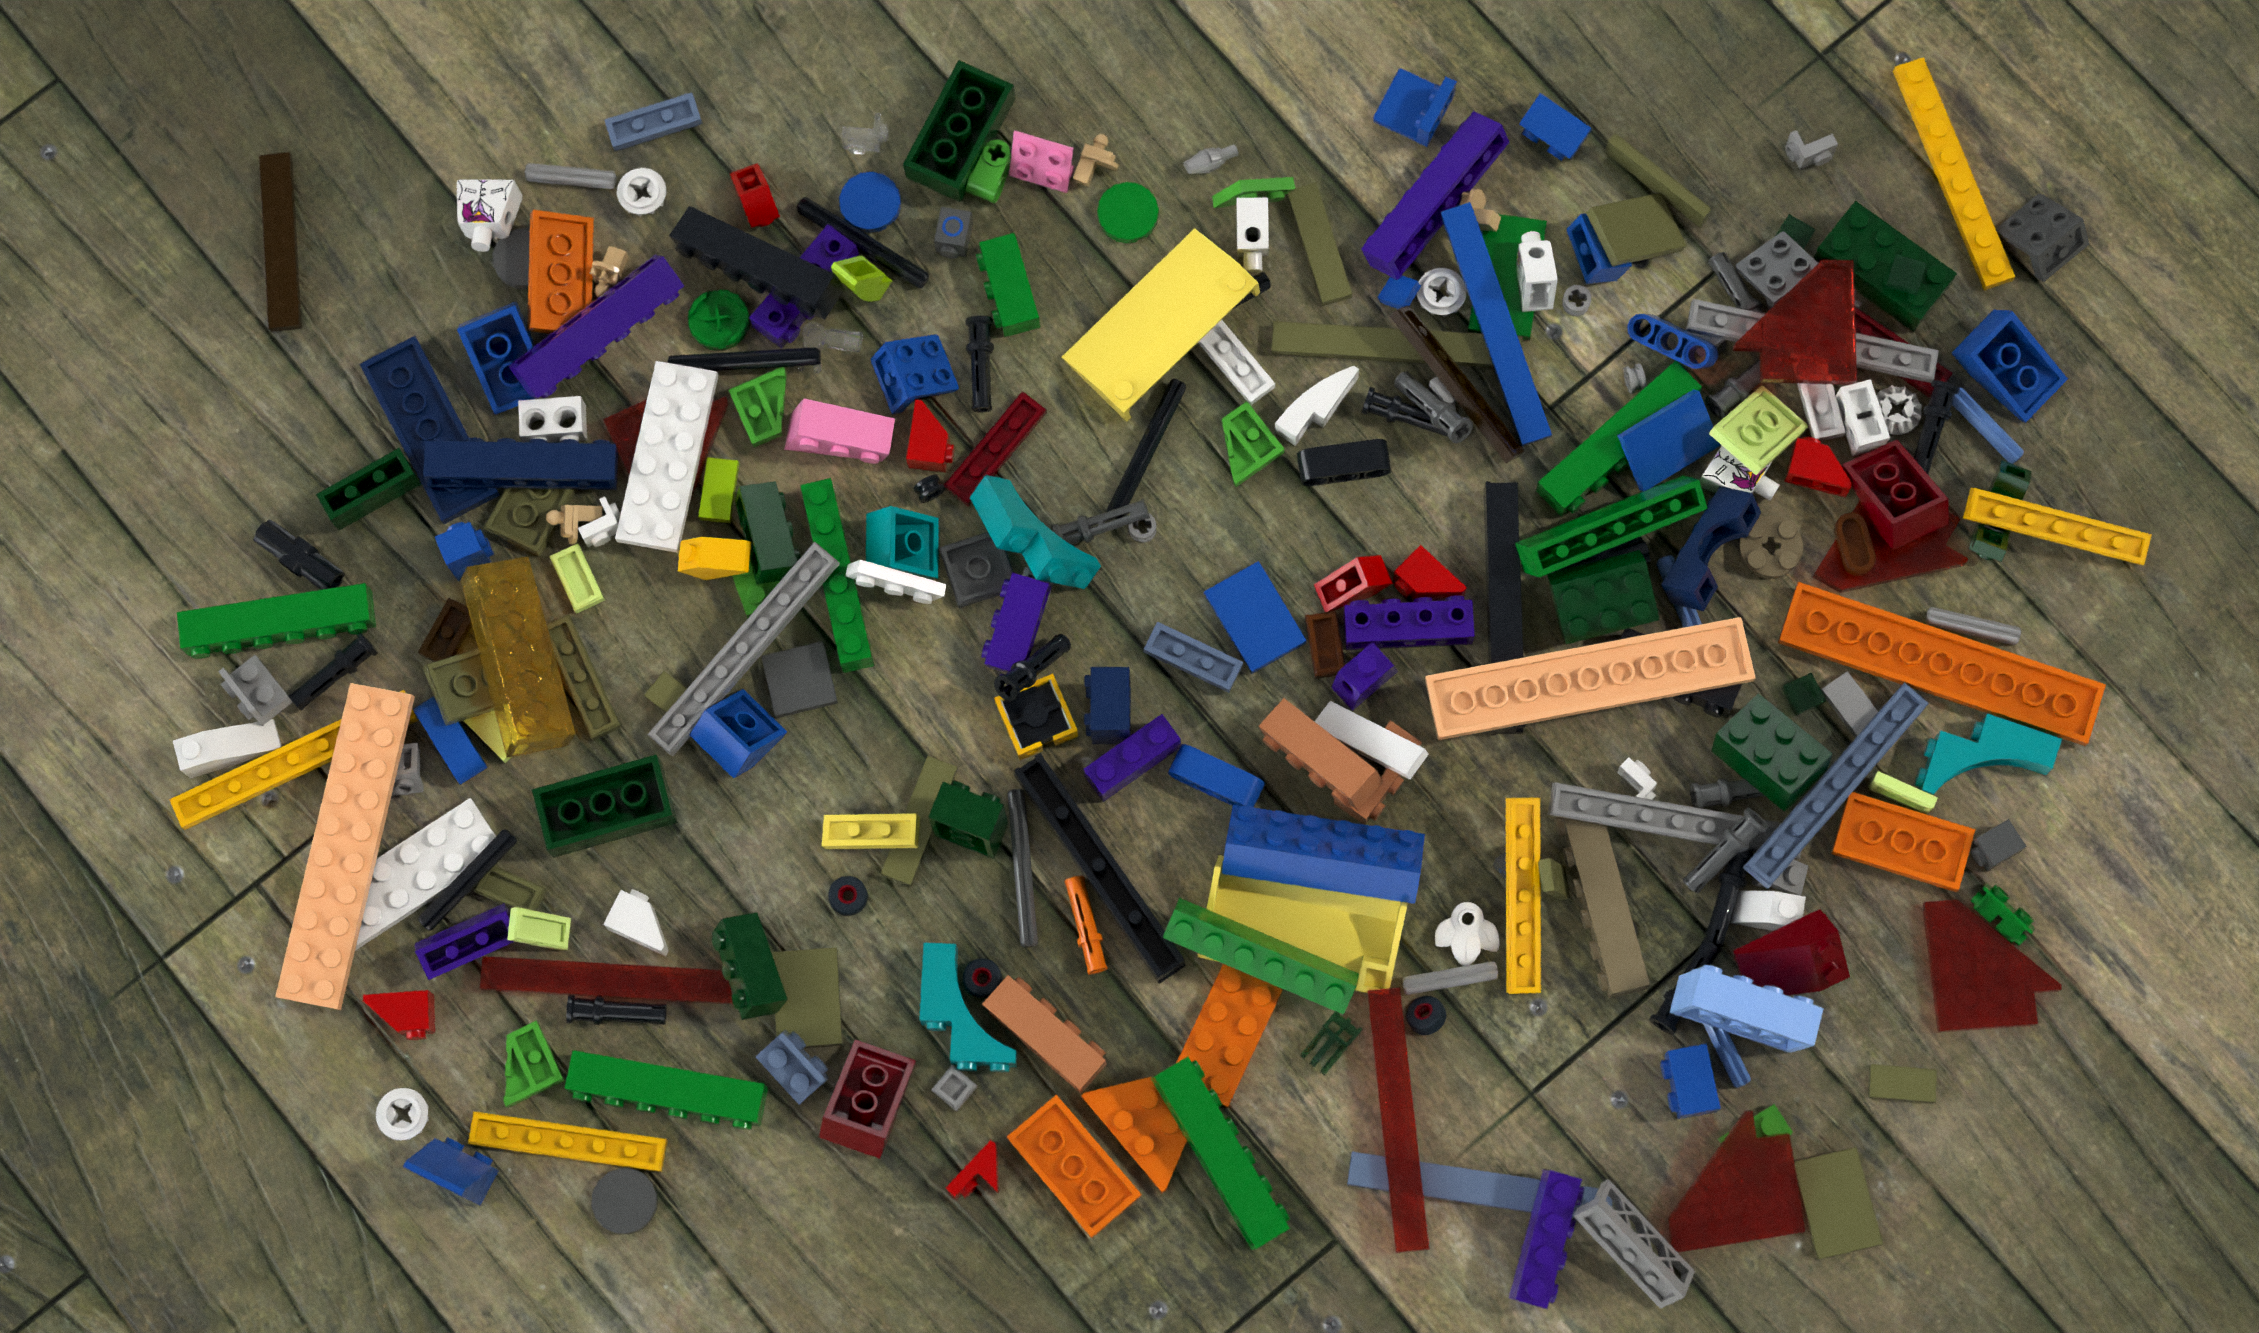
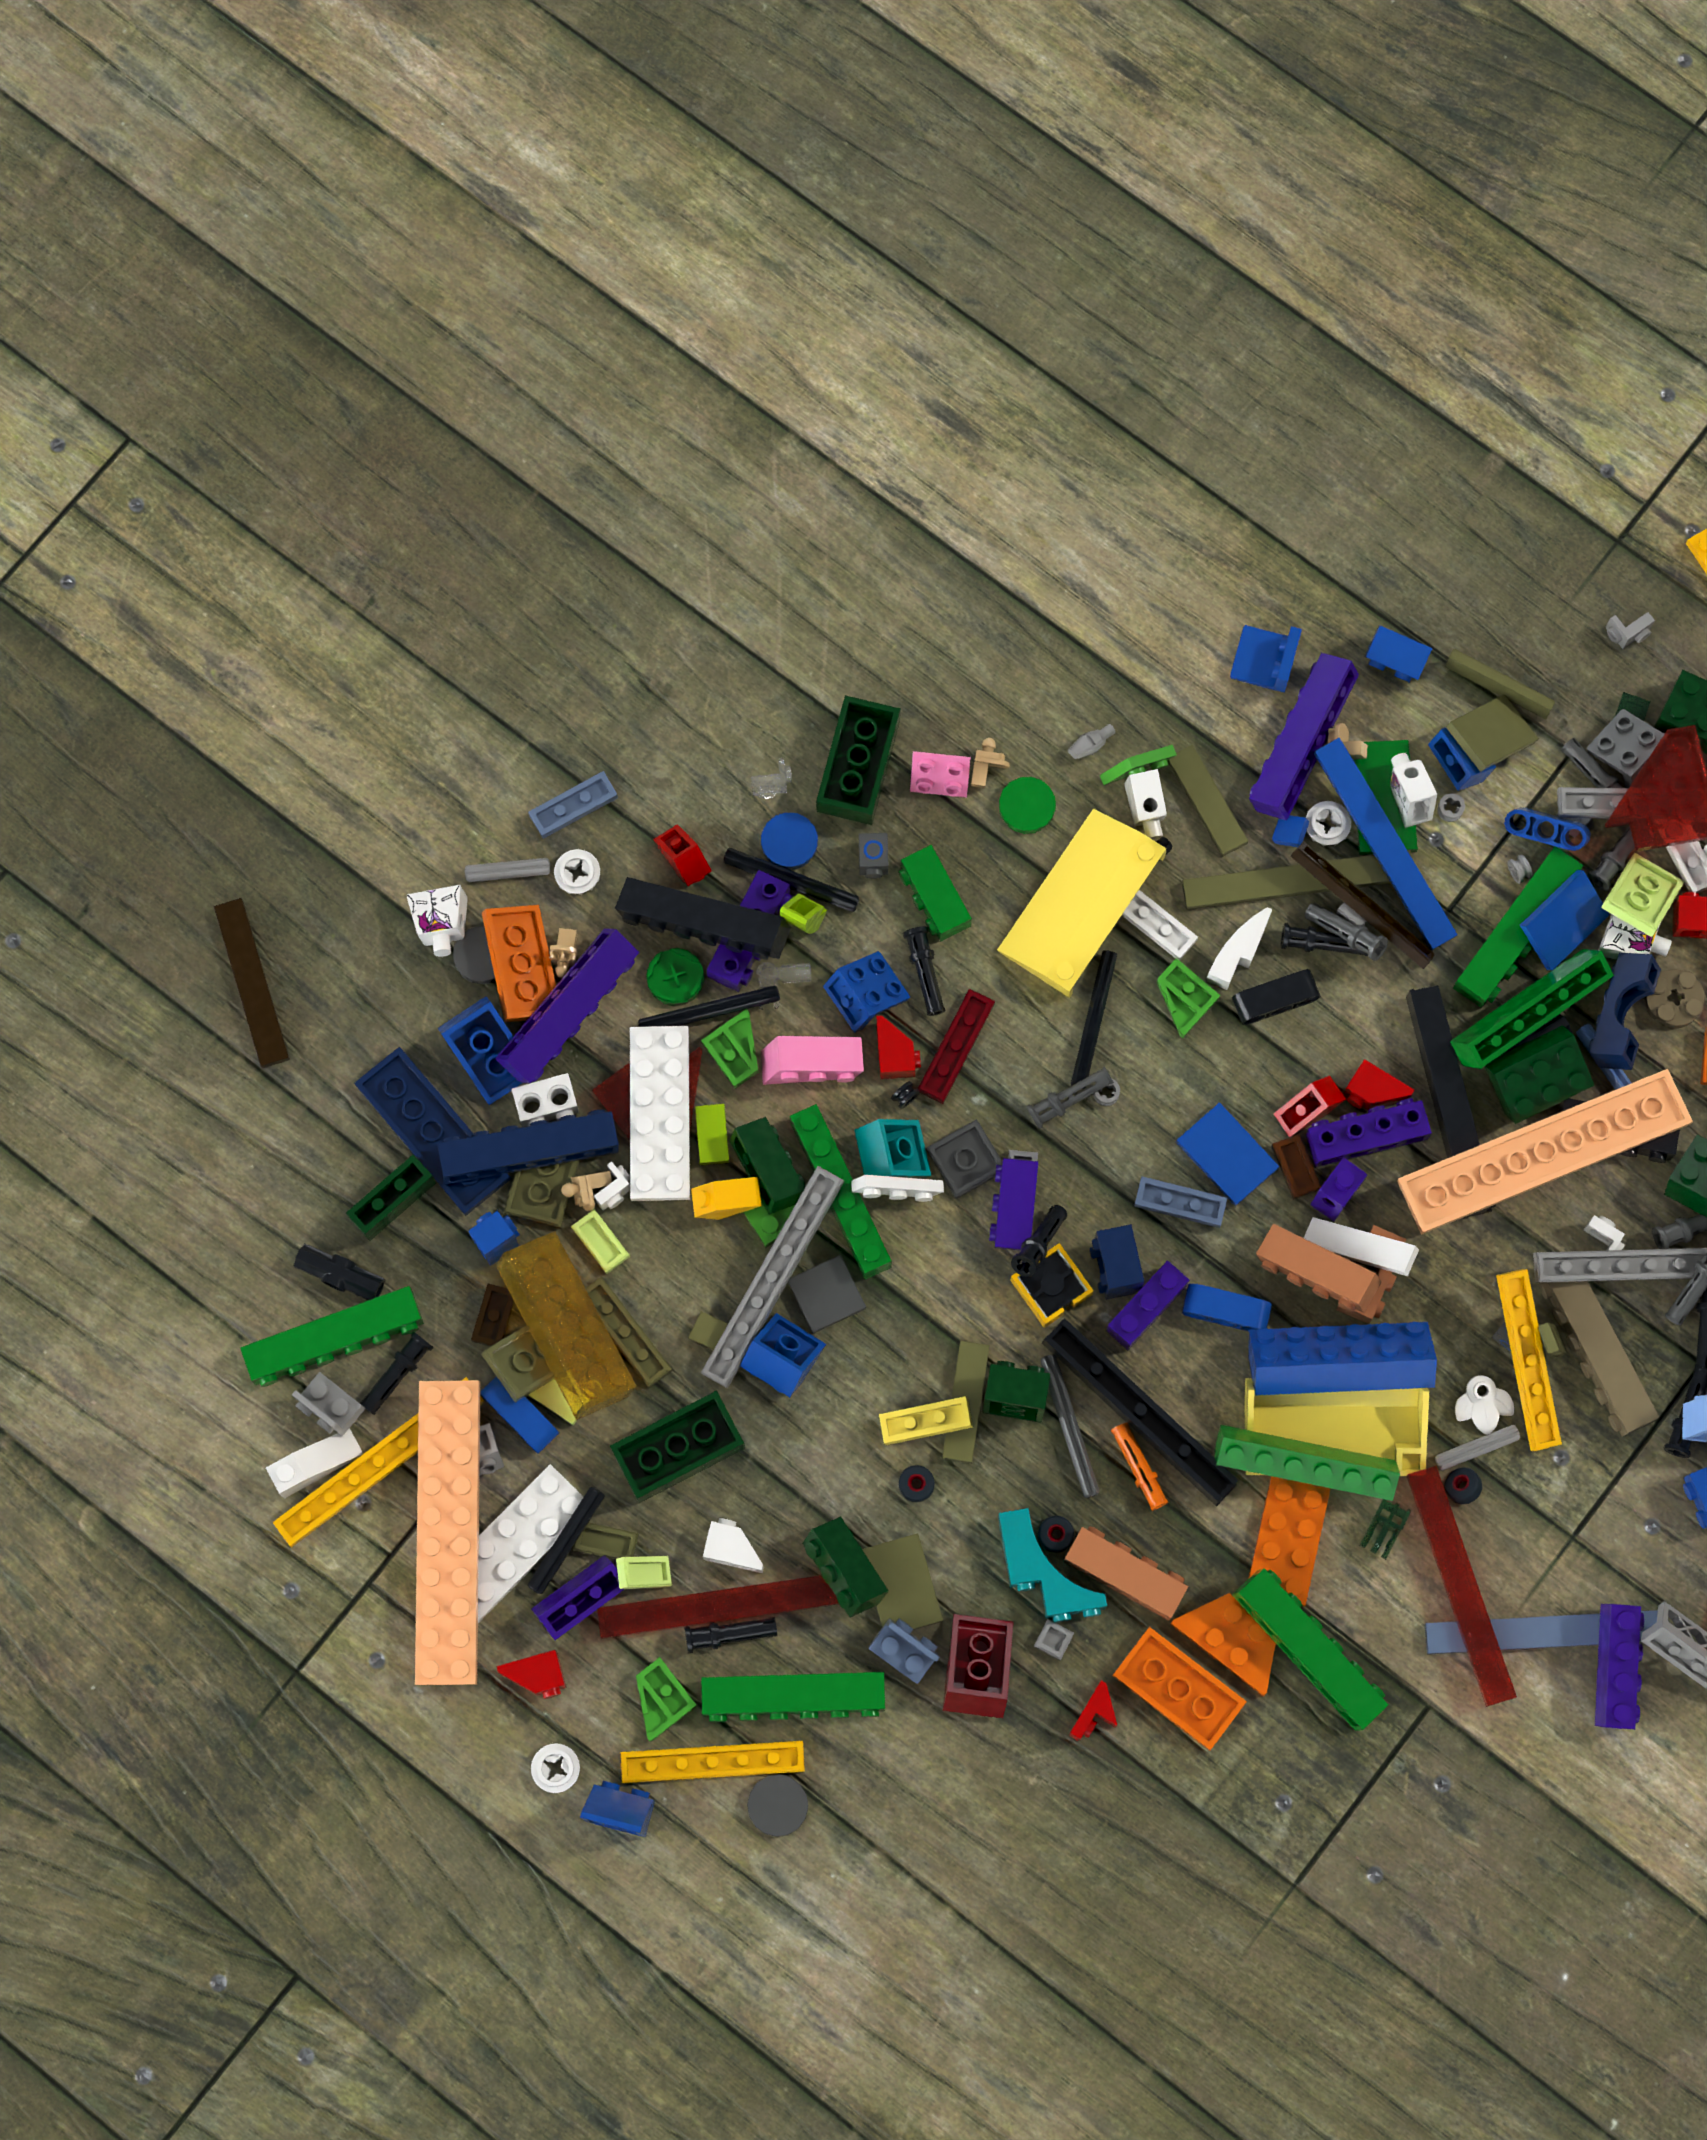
camera: 15 degrees left, 0 degrees up
(989, 176) = (894, 795): bright green piece -> none
(1020, 531) = (1001, 1119): teal arch -> none

